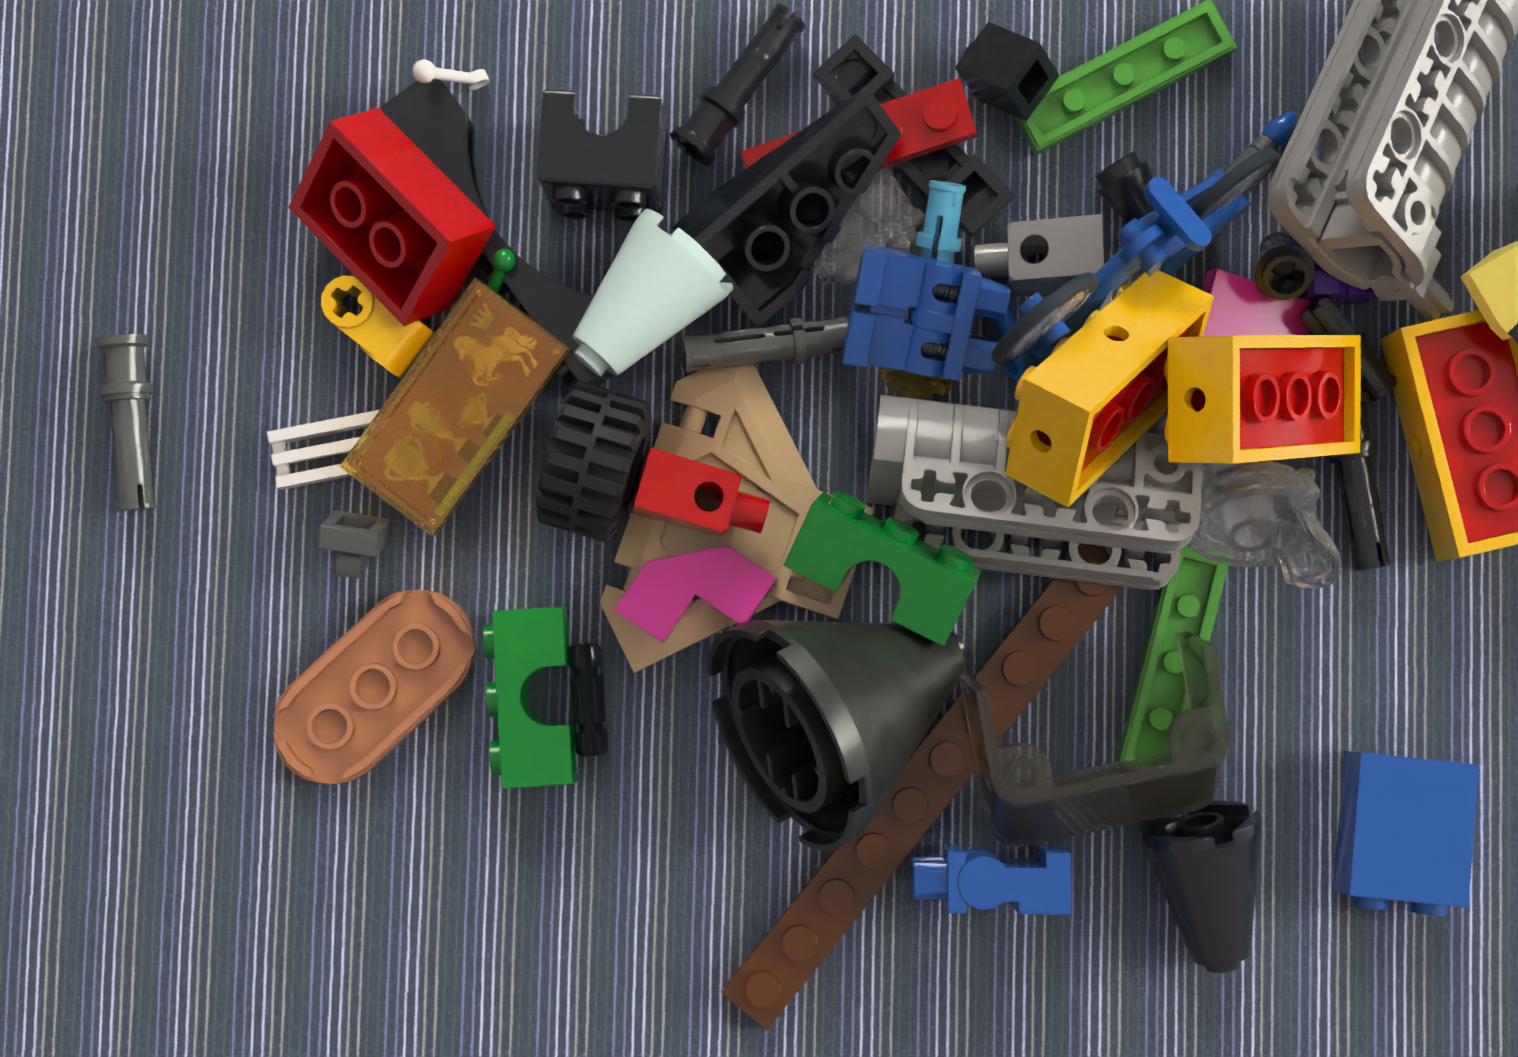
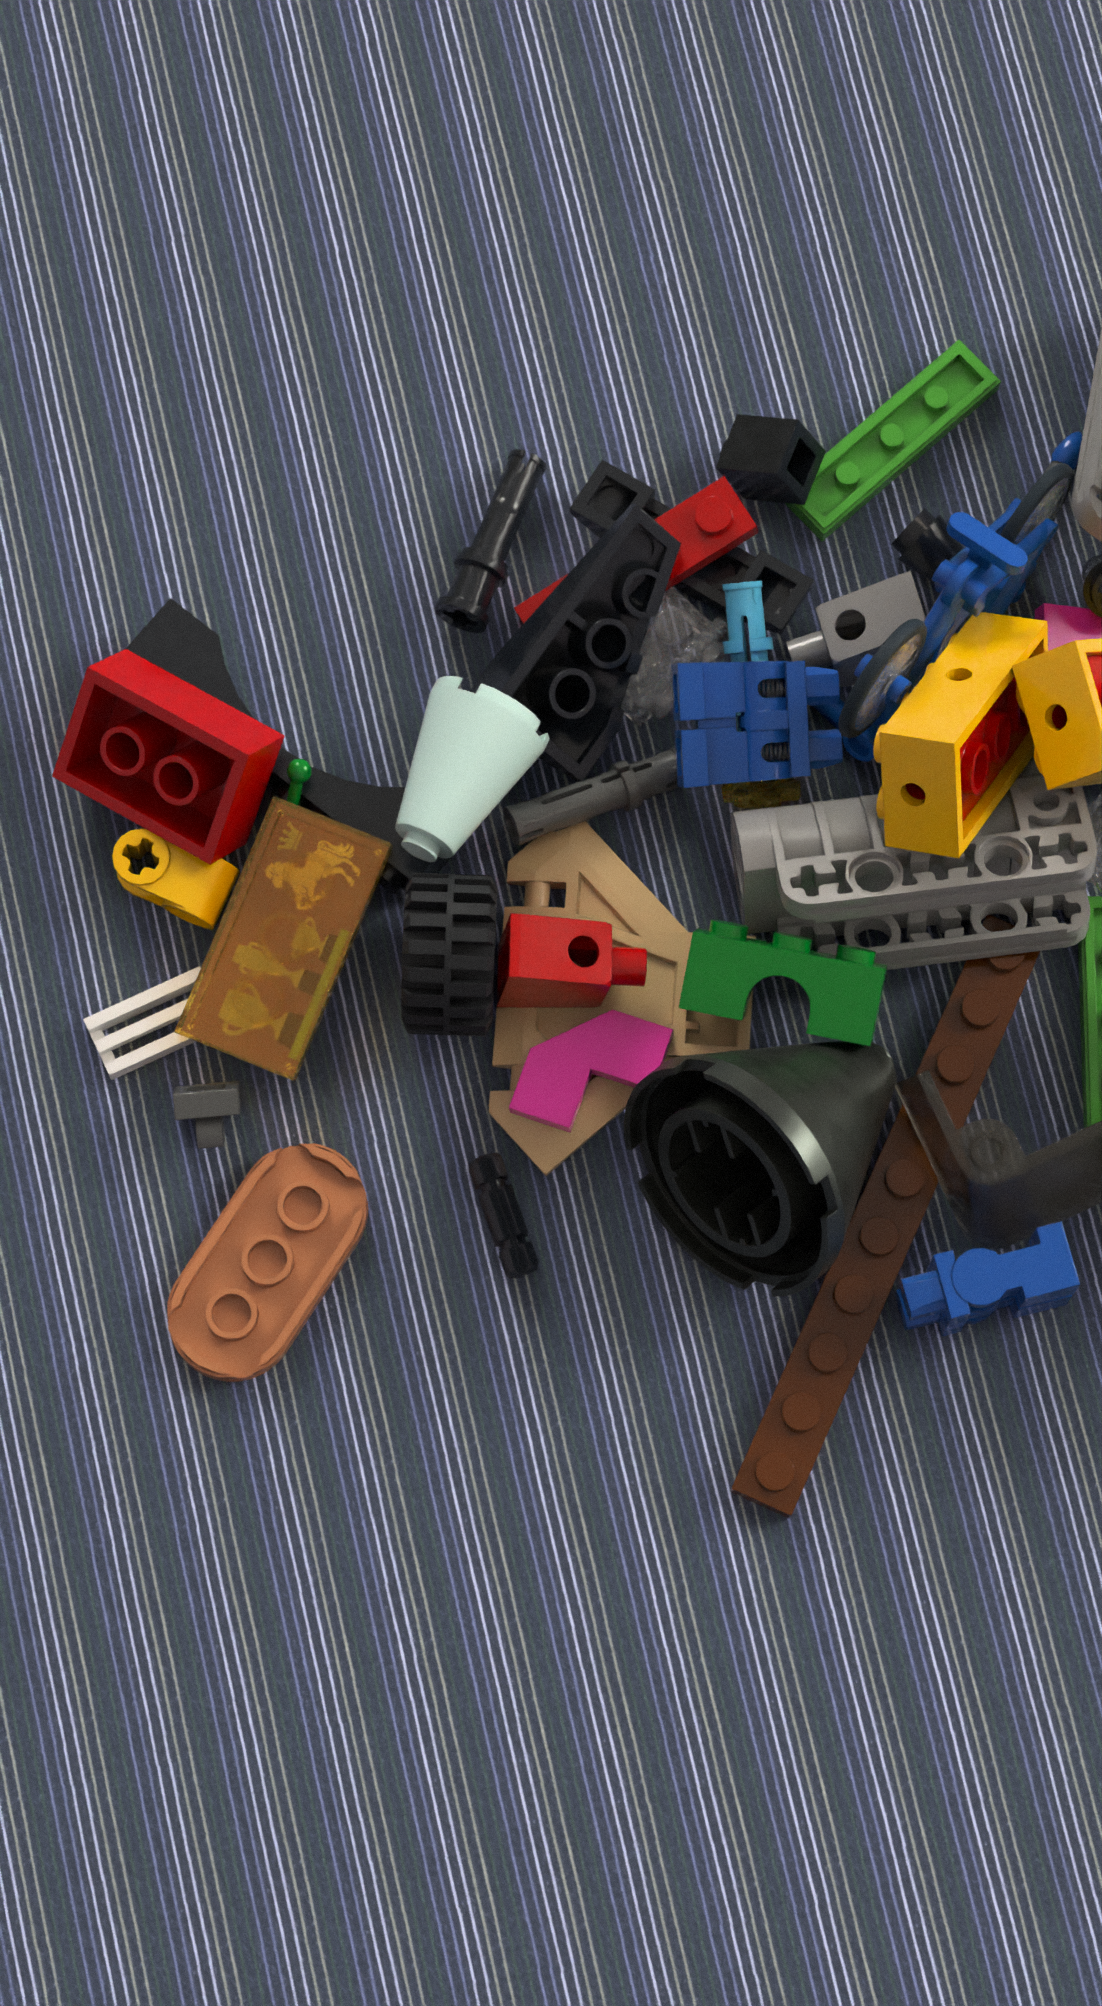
camera: 20 degrees left, 10 degrees down
(425, 72) = (169, 598): white hinge -> none
(527, 748) = (457, 1279): green arch -> none
(602, 171) = (377, 656): black piece -> none

